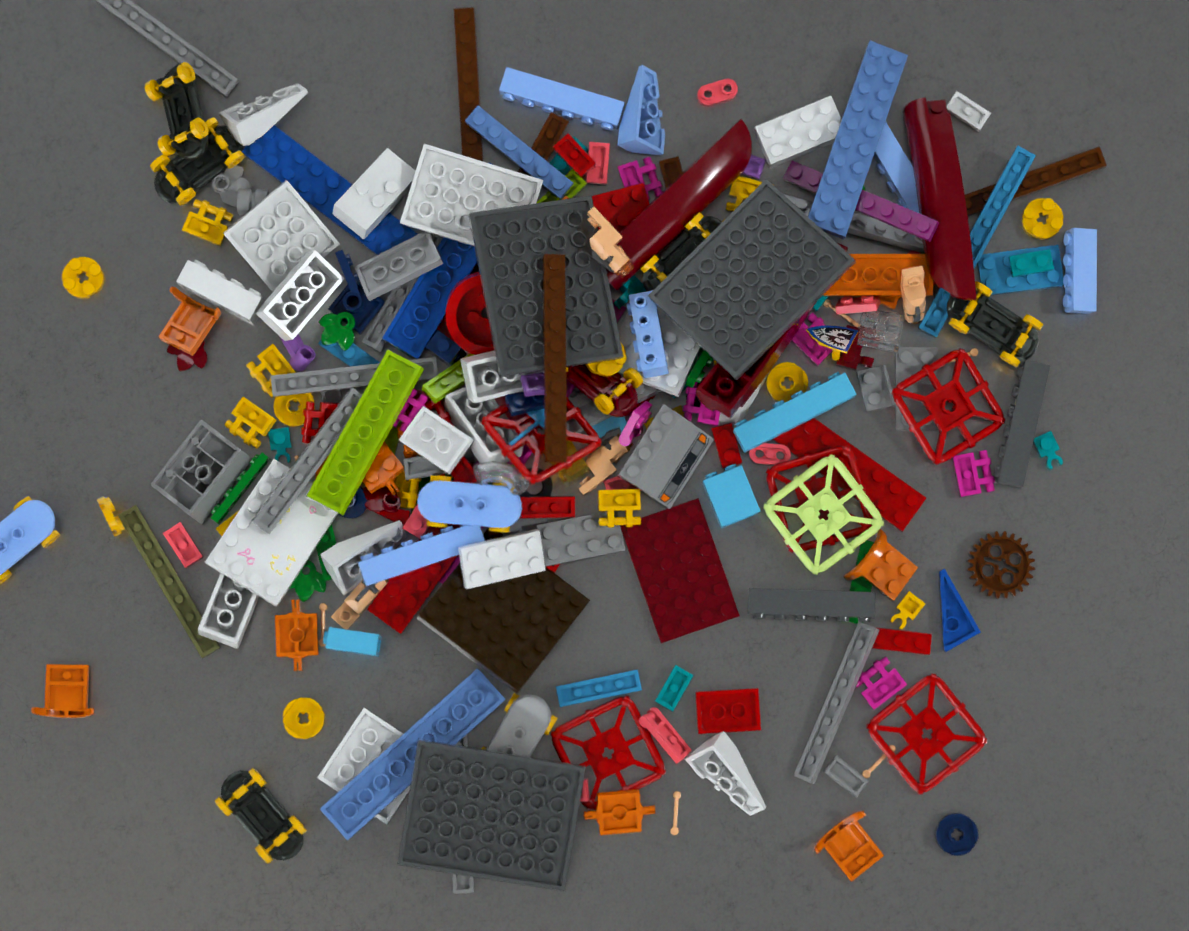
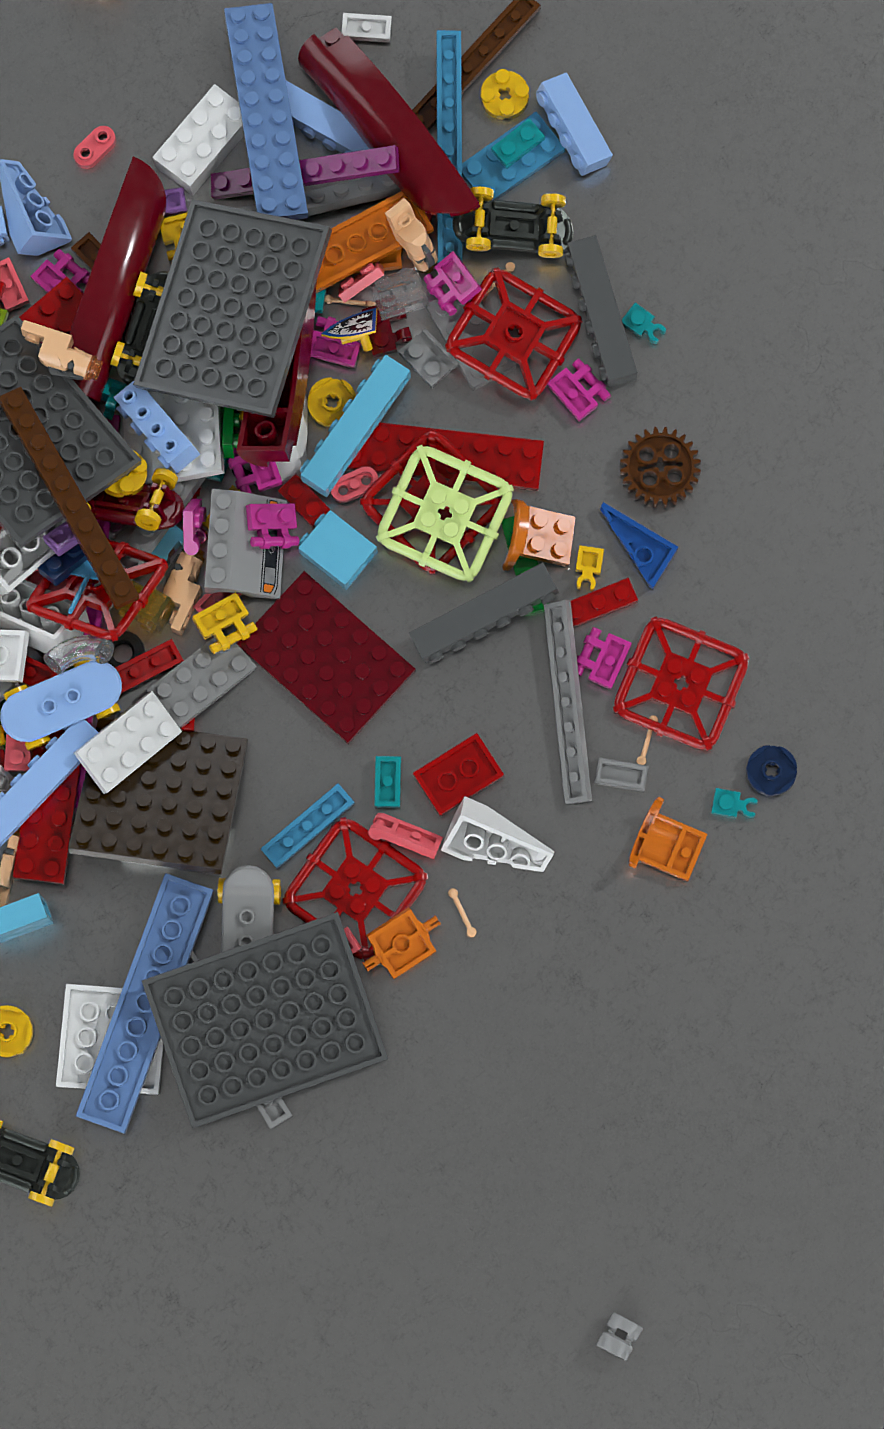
camera: 25 degrees left, 5 degrees down
(696, 447) = (272, 517): none -> dark pink plate
(912, 841) = (728, 803): none -> teal plate
(929, 342) = (459, 280): none -> dark pink plate

